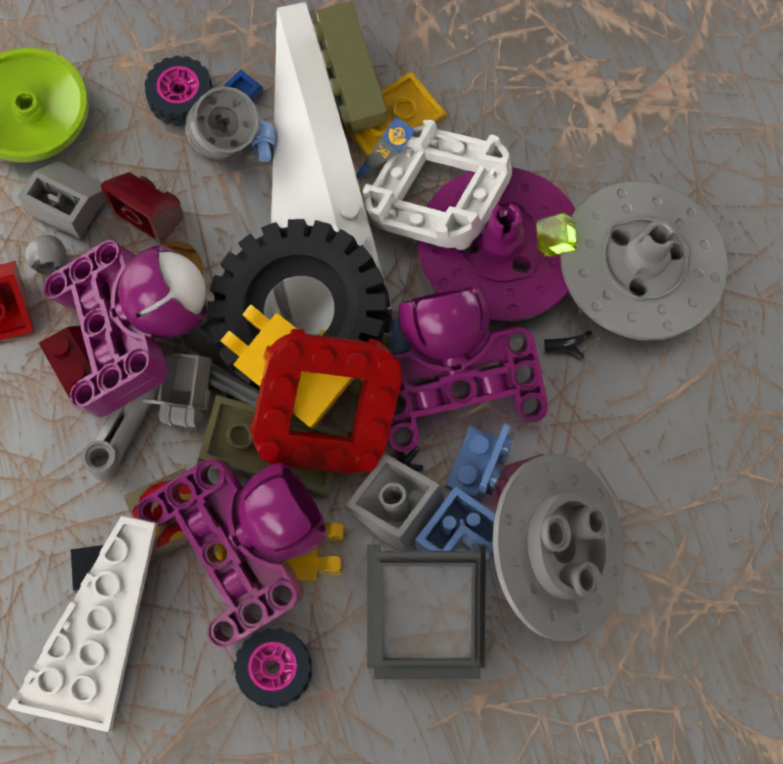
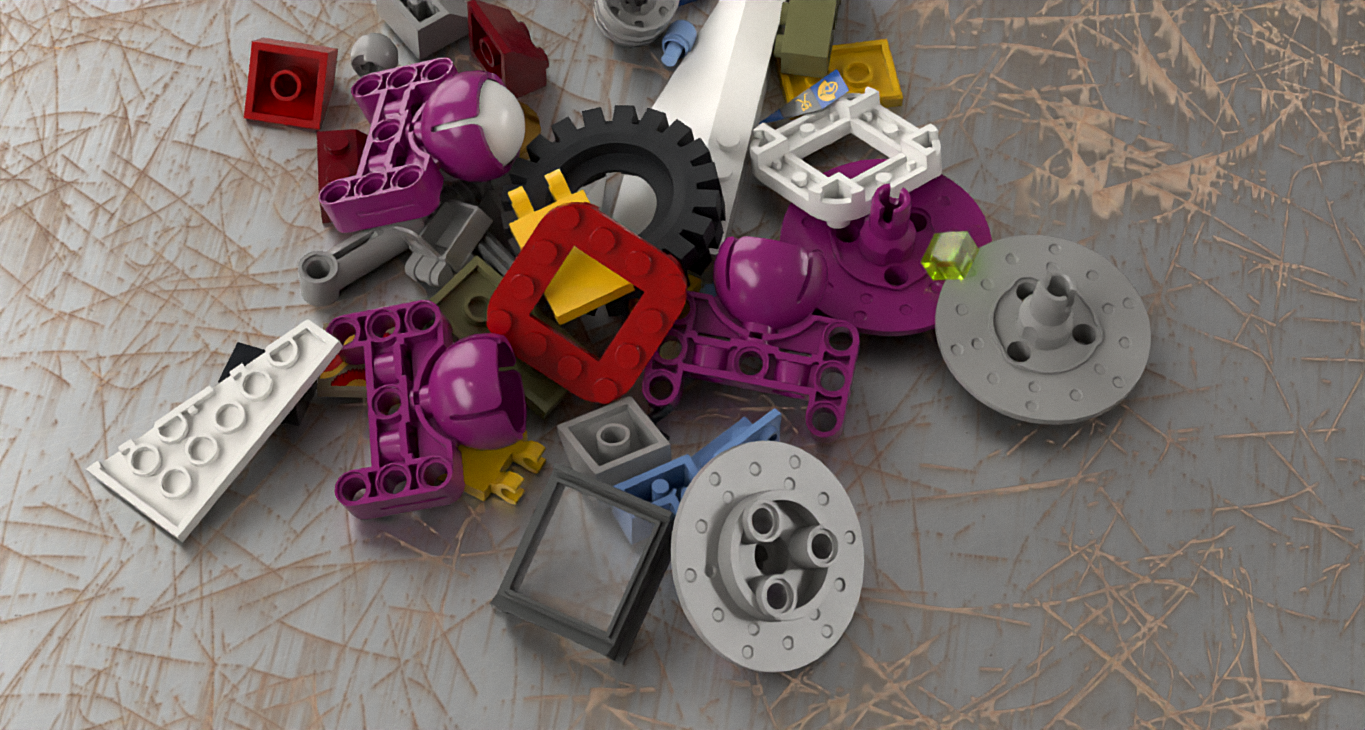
camera: 25 degrees right, 15 degrees down
(265, 649) = (396, 537): black wheel -> none
(567, 344) = (908, 384): black bar -> none

